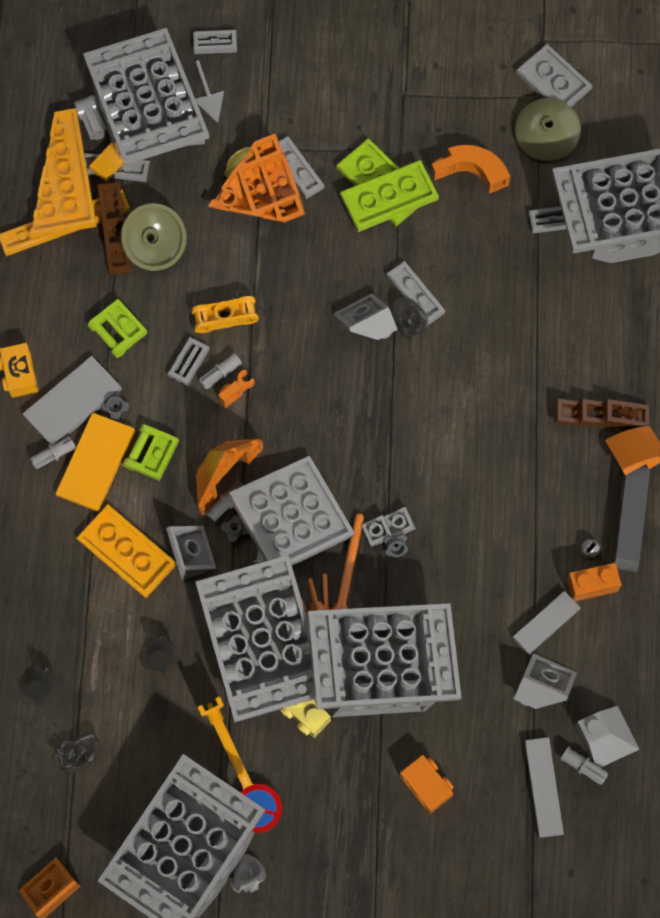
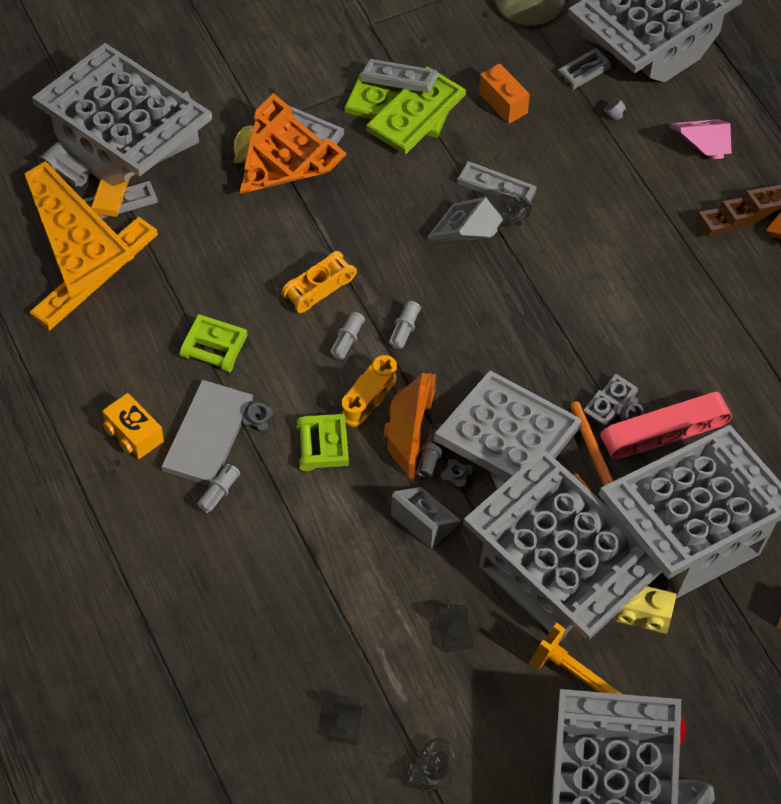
camera: 30 degrees left, 15 degrees down
(95, 462) = (269, 479): light orange tile -> none
(112, 220) = (153, 253): reddish brown slope -> none
(126, 551) = (355, 547): light orange tile -> none
(167, 235) = (209, 233): olive dish -> none
(179, 377) = (307, 360): light grey tile -> none
(208, 427) = (369, 390): none -> light orange piece
(215, 45) = (153, 54): light grey tile -> none
(233, 391) = (372, 348): orange plate -> none
(269, 383) = (404, 324): none -> light grey axle
(391, 159) = (399, 75): none -> light grey tile
(416, 570) = (666, 425): none -> coral beam
(468, 213) = (504, 93): none -> orange brick
(474, 160) = (482, 47): orange arch -> none
(552, 269) = (616, 109): none -> light grey hinge
(607, 329) = (706, 136): none -> bright pink slope

